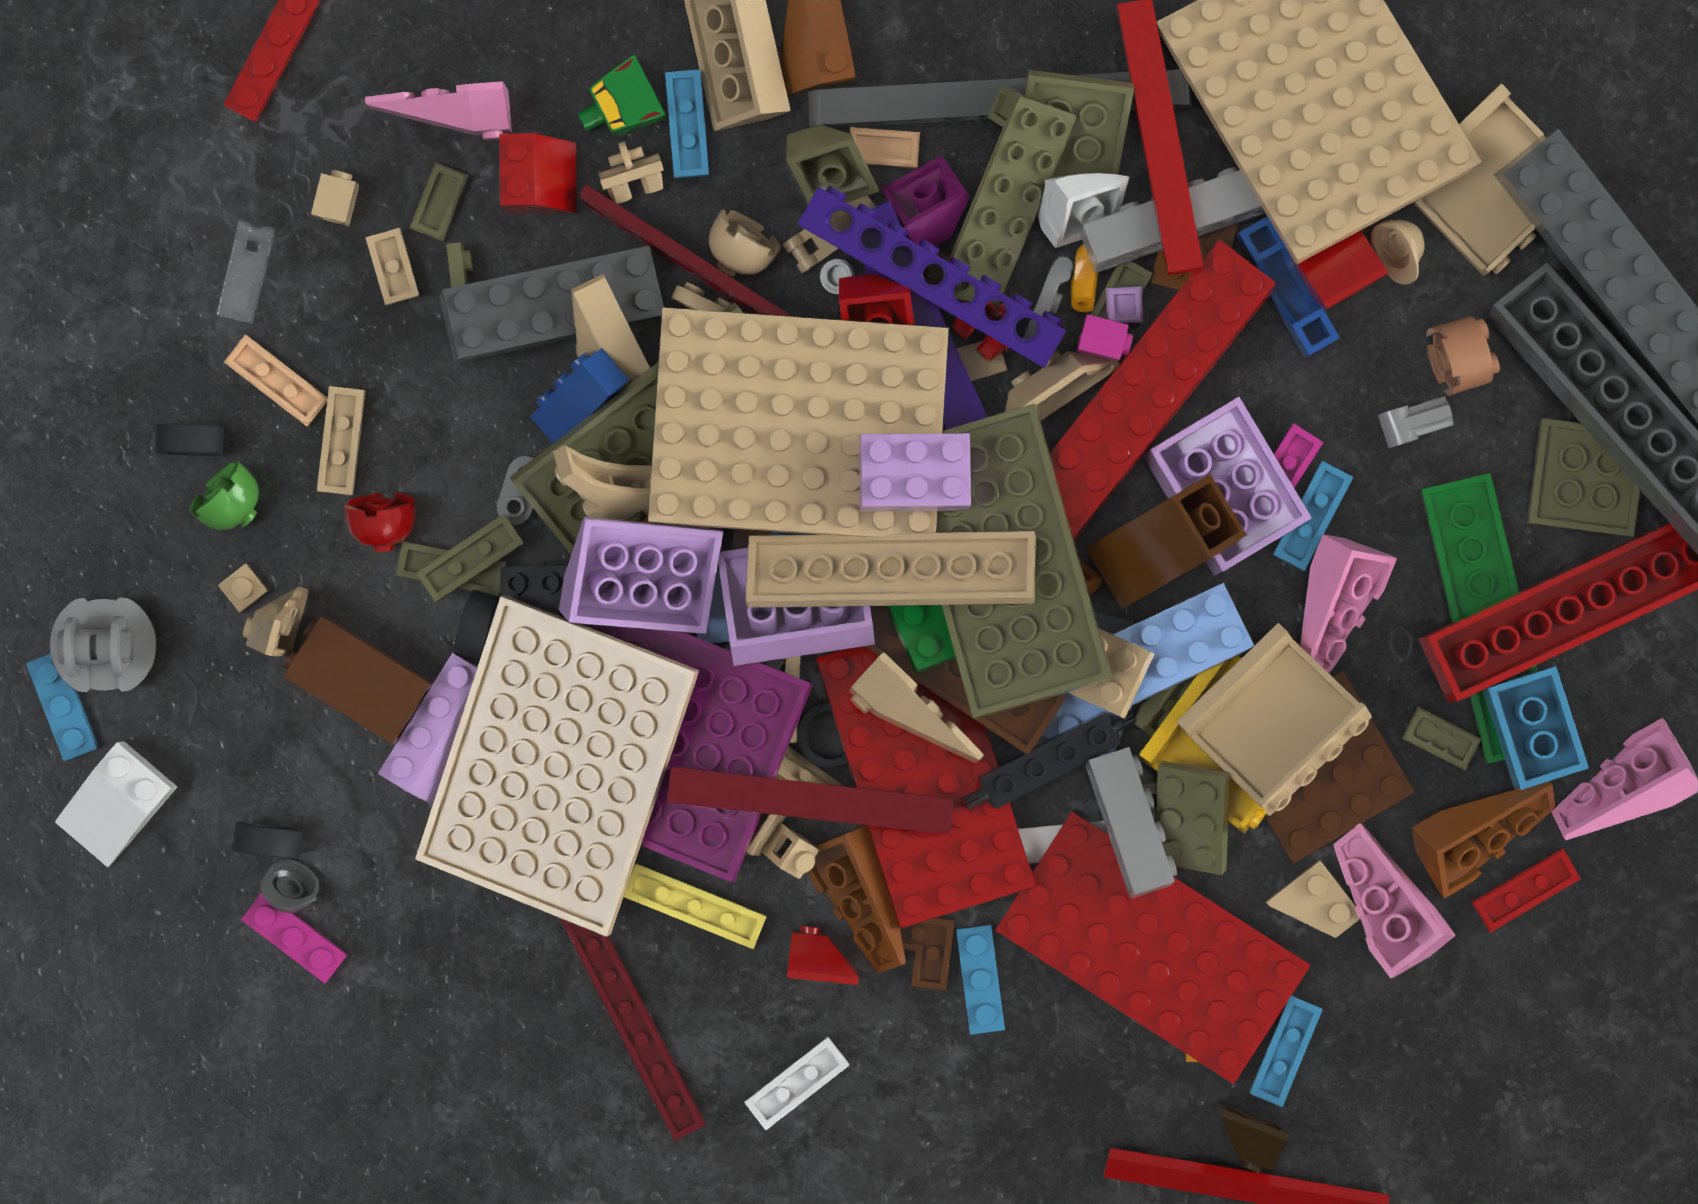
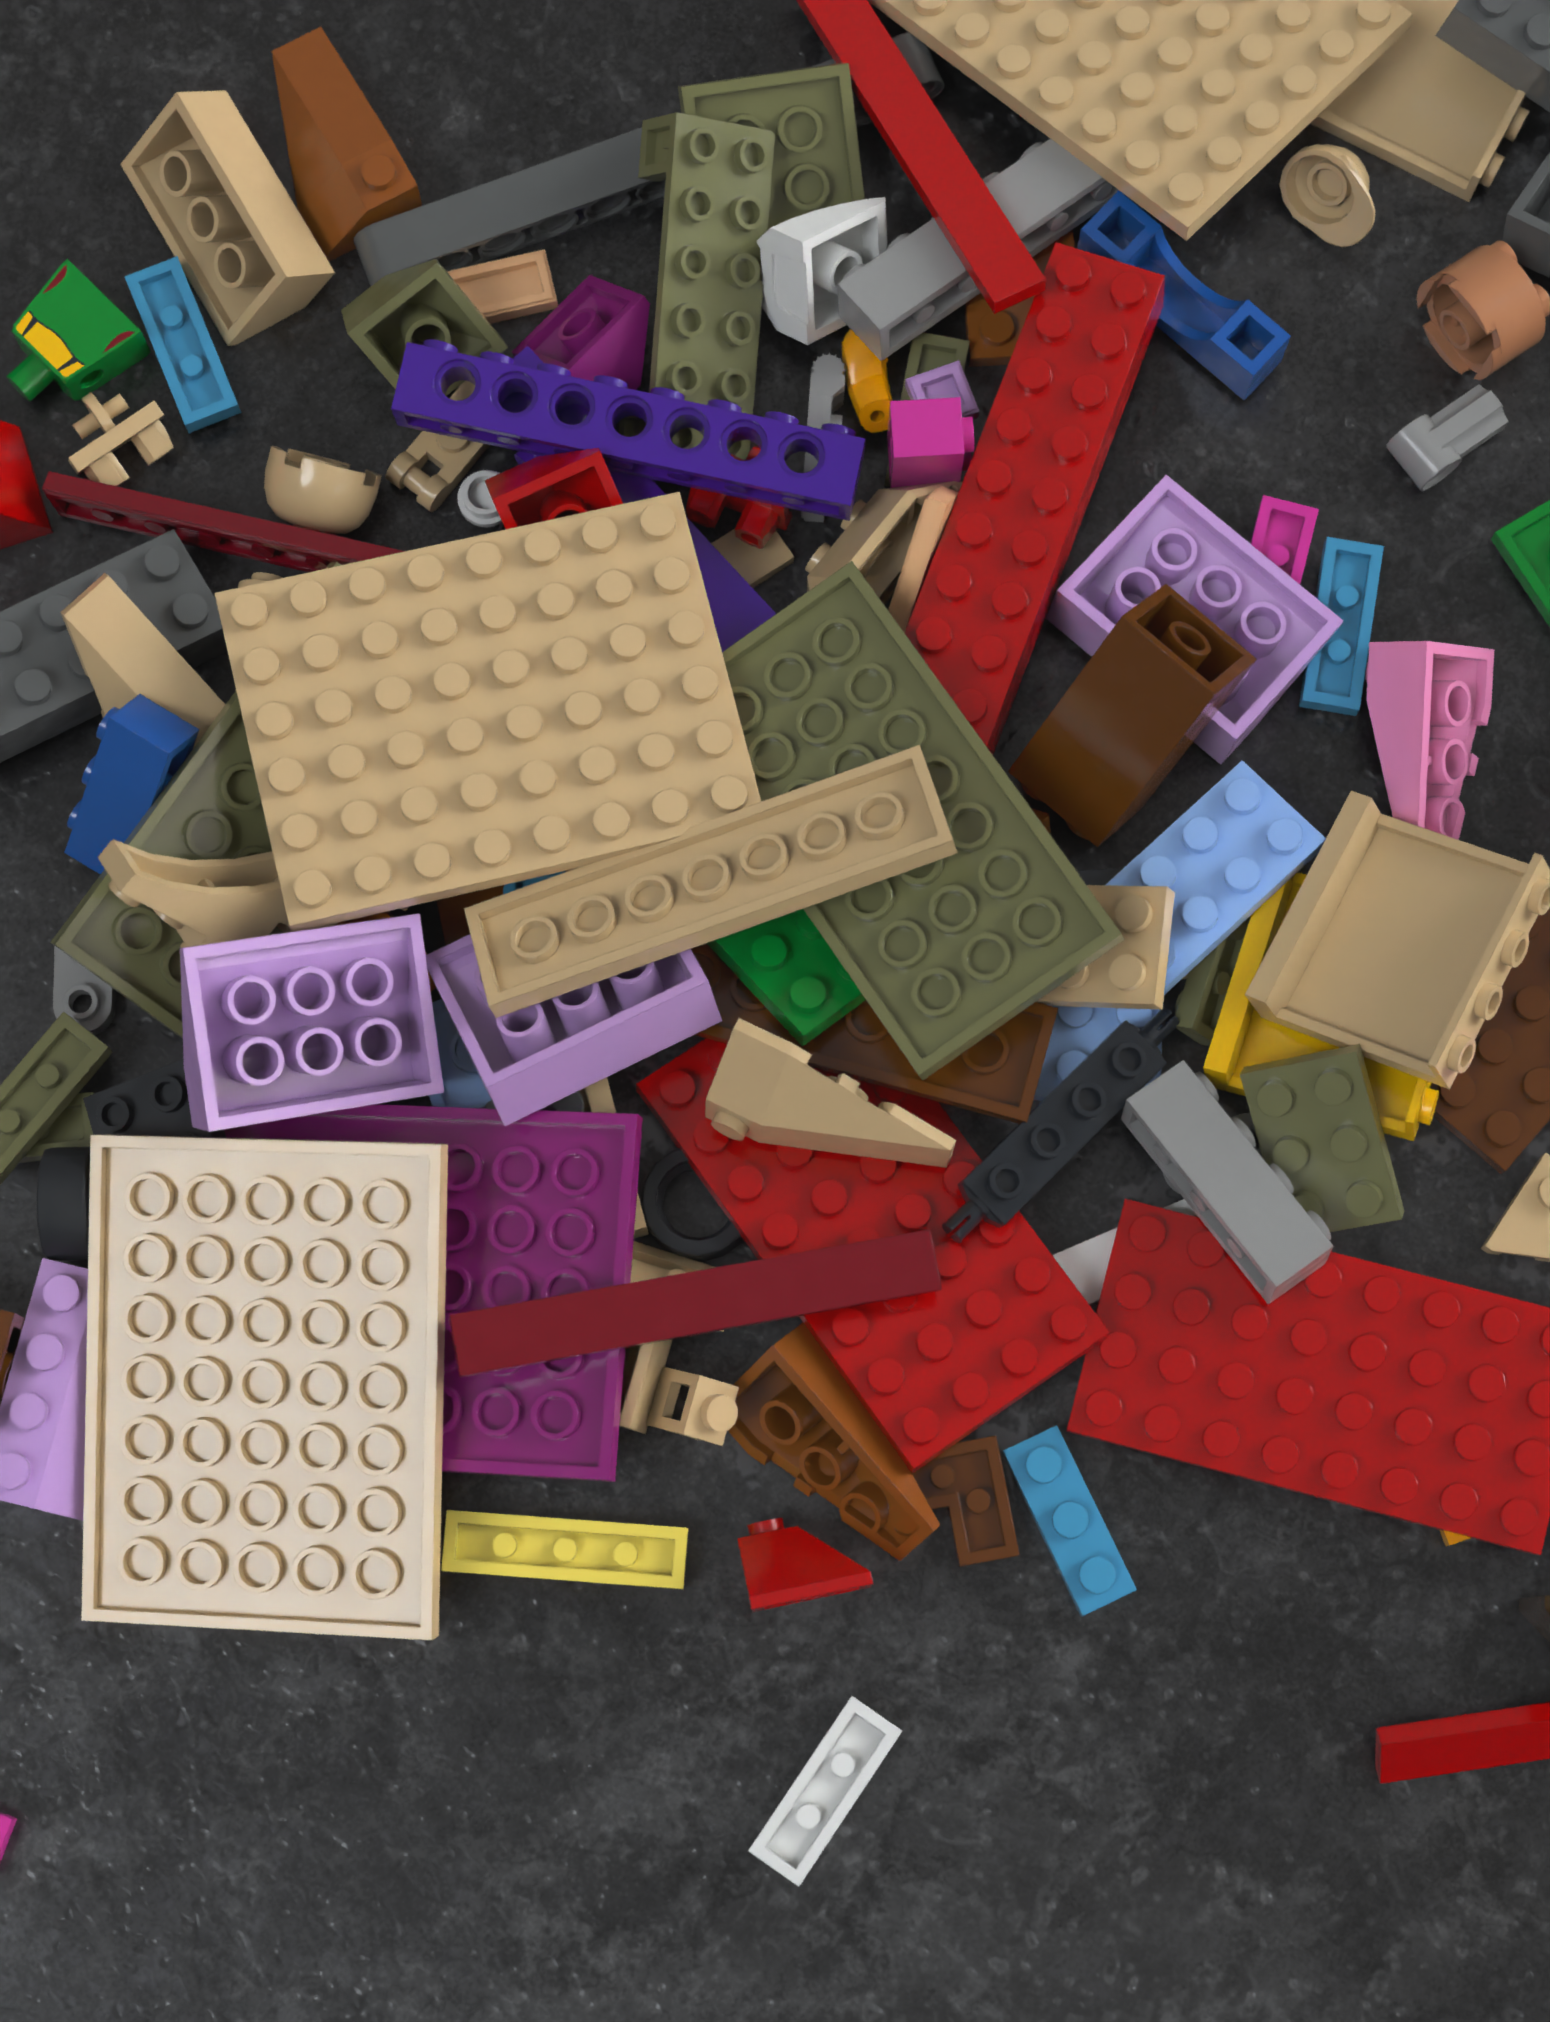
camera: 20 degrees left, 10 degrees down
(636, 1030) = (530, 1786): dark red tile -> none
(914, 472) = (696, 711): lavender brick -> none
(1076, 407) = (921, 552): none -> light nougat tile
(1341, 270) = (1254, 240): red slope -> none

